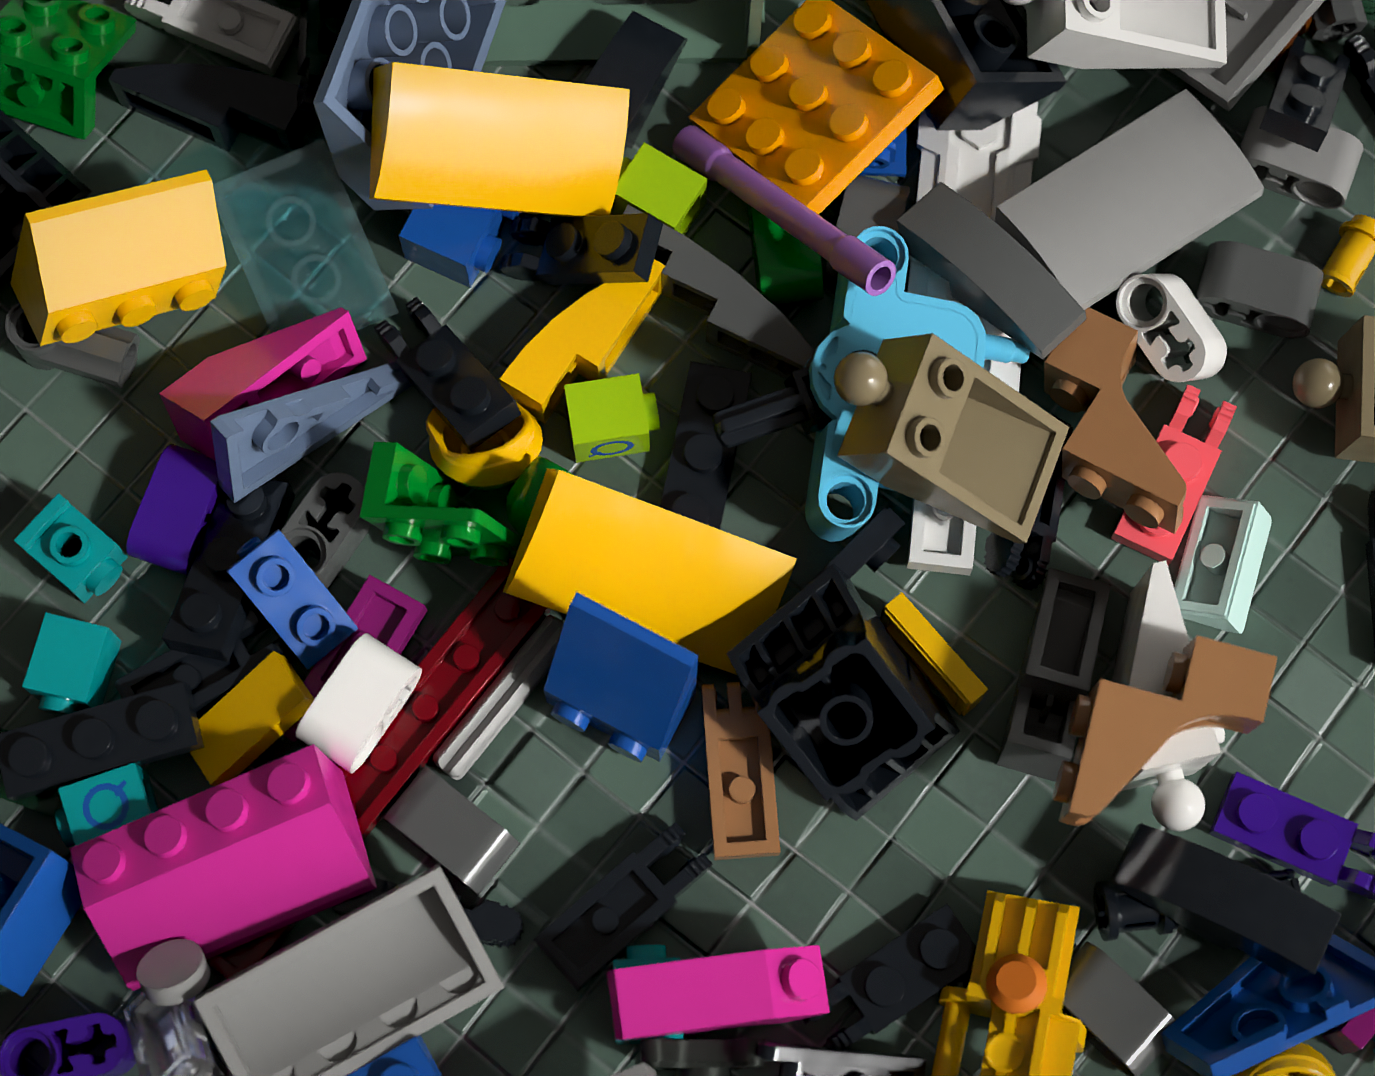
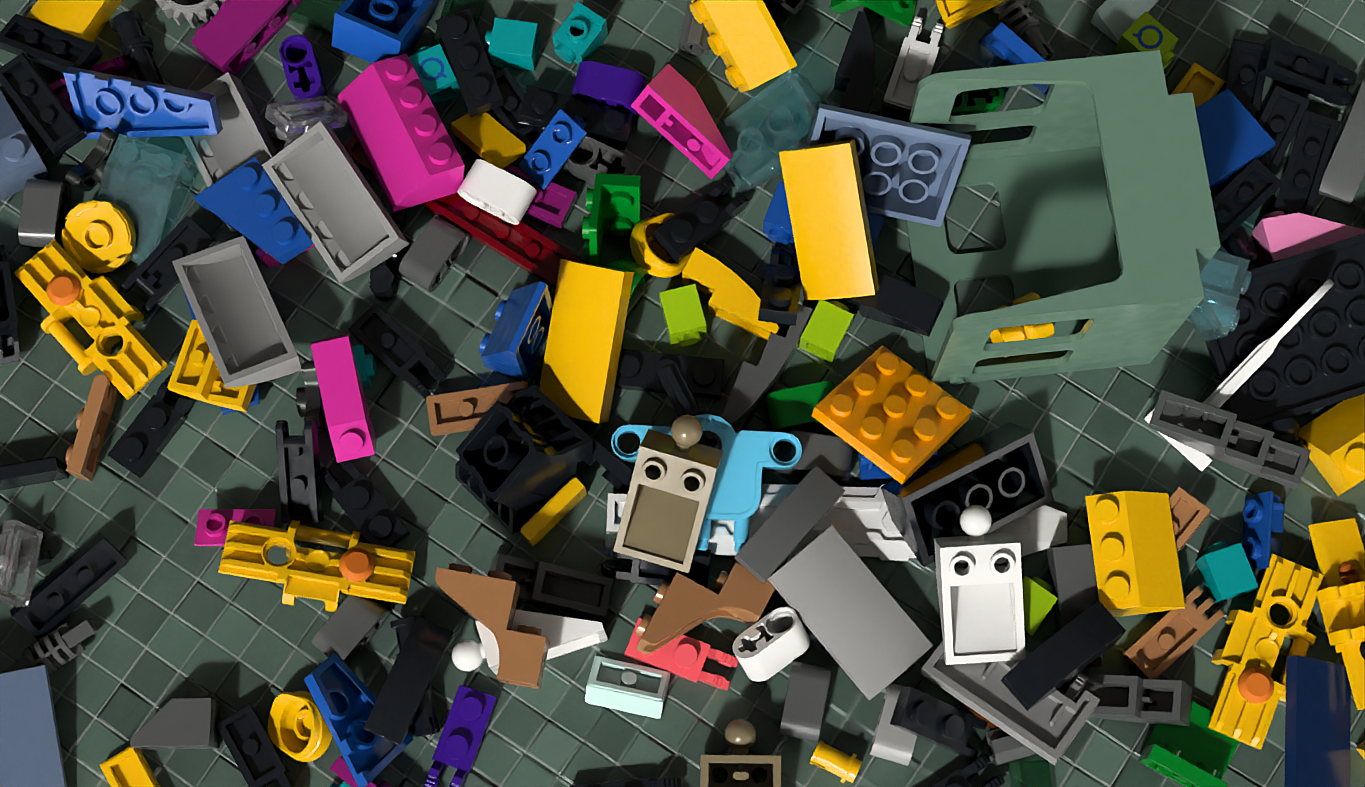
camera: 90 degrees right, 0 degrees up
(173, 972) = (340, 112): light grey tile -> none
(275, 434) = (645, 126): sand blue wing -> none
(500, 700) = (502, 267): light grey axle -> none
(844, 252) = (777, 425): medium lavender piece -> none

